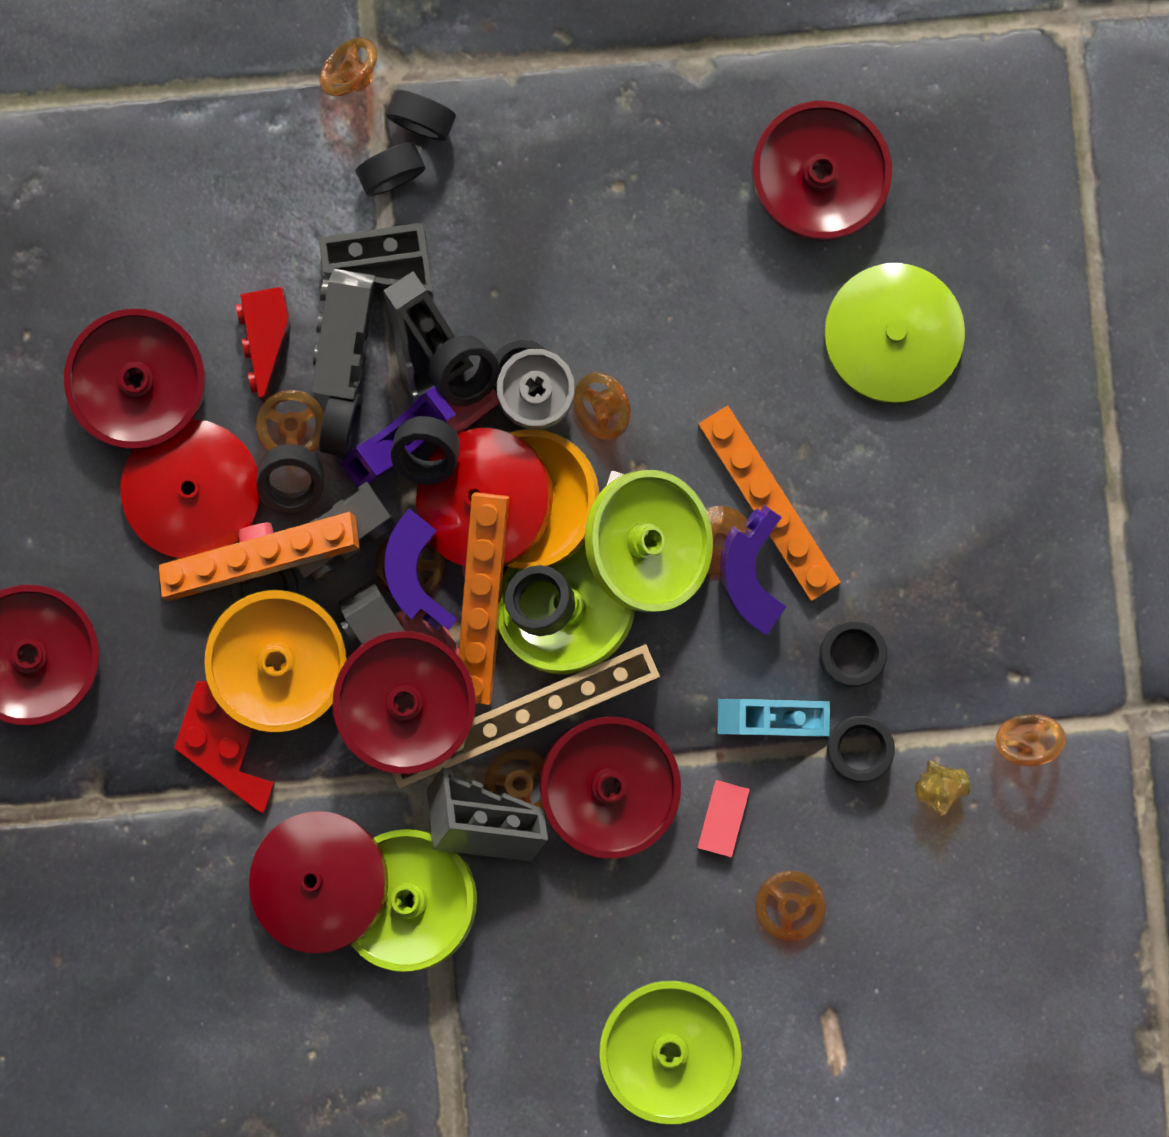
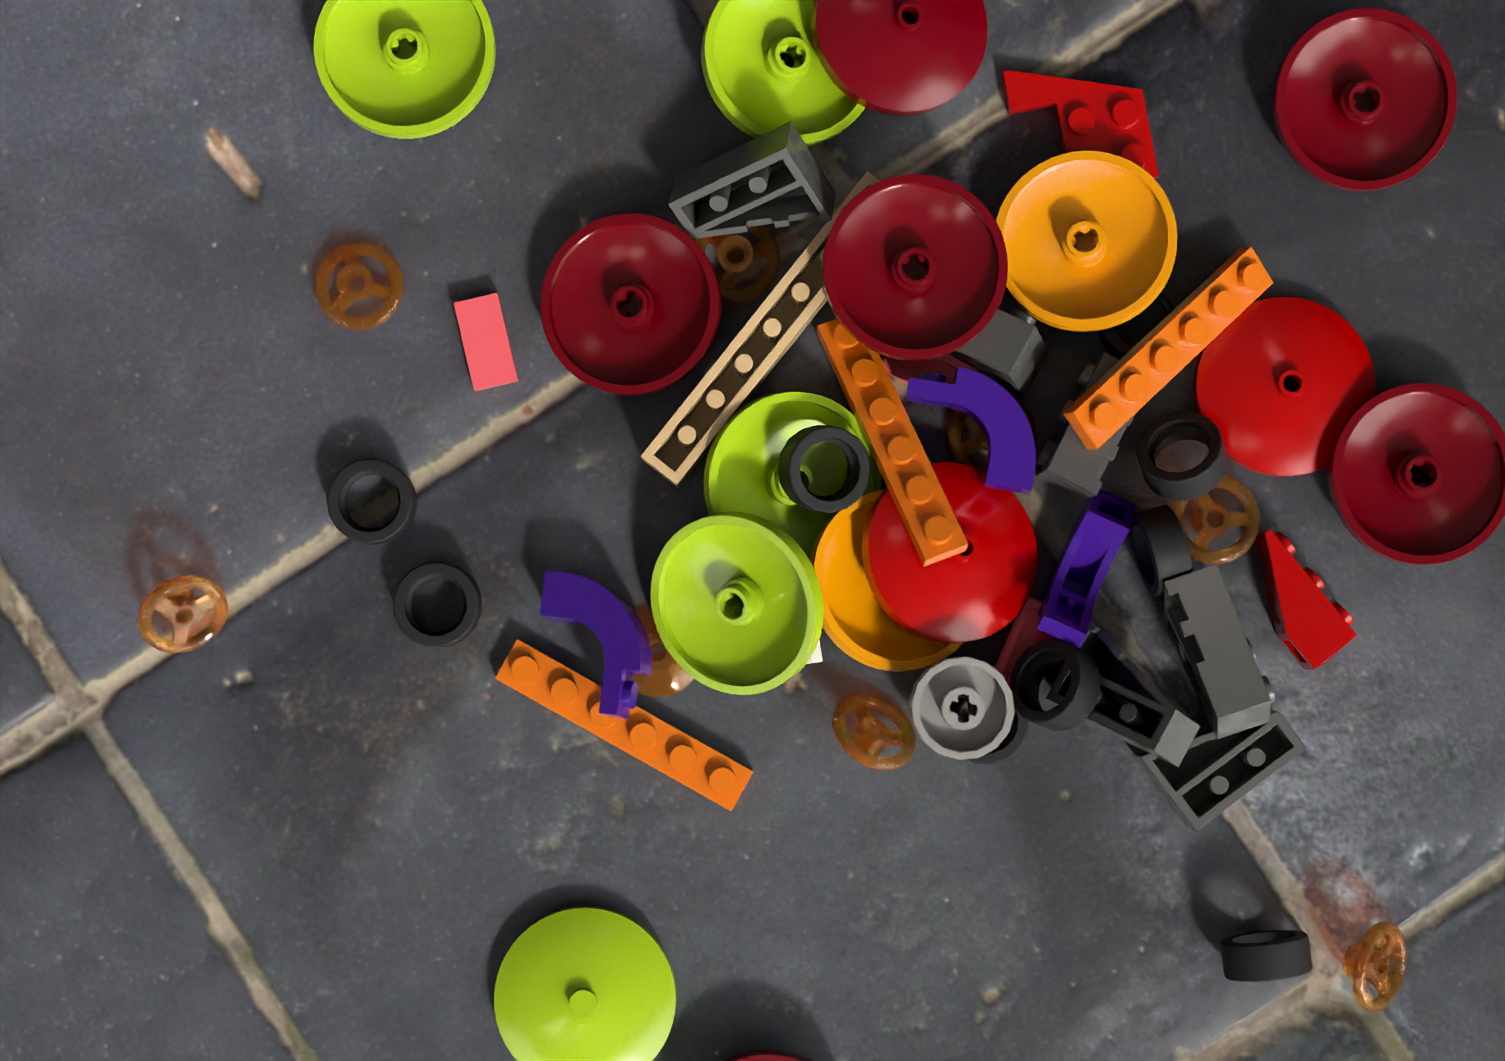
camera: 150 degrees right, 0 degrees up
(255, 531) = (1186, 376): coral tile -> none
(390, 169) = (1266, 873): black tyre -> none
(433, 431) = (1045, 543): black tyre -> none
(773, 717) = (490, 482): medium azure slope -> none
(942, 786) = (257, 508): clear yellow rock -> none

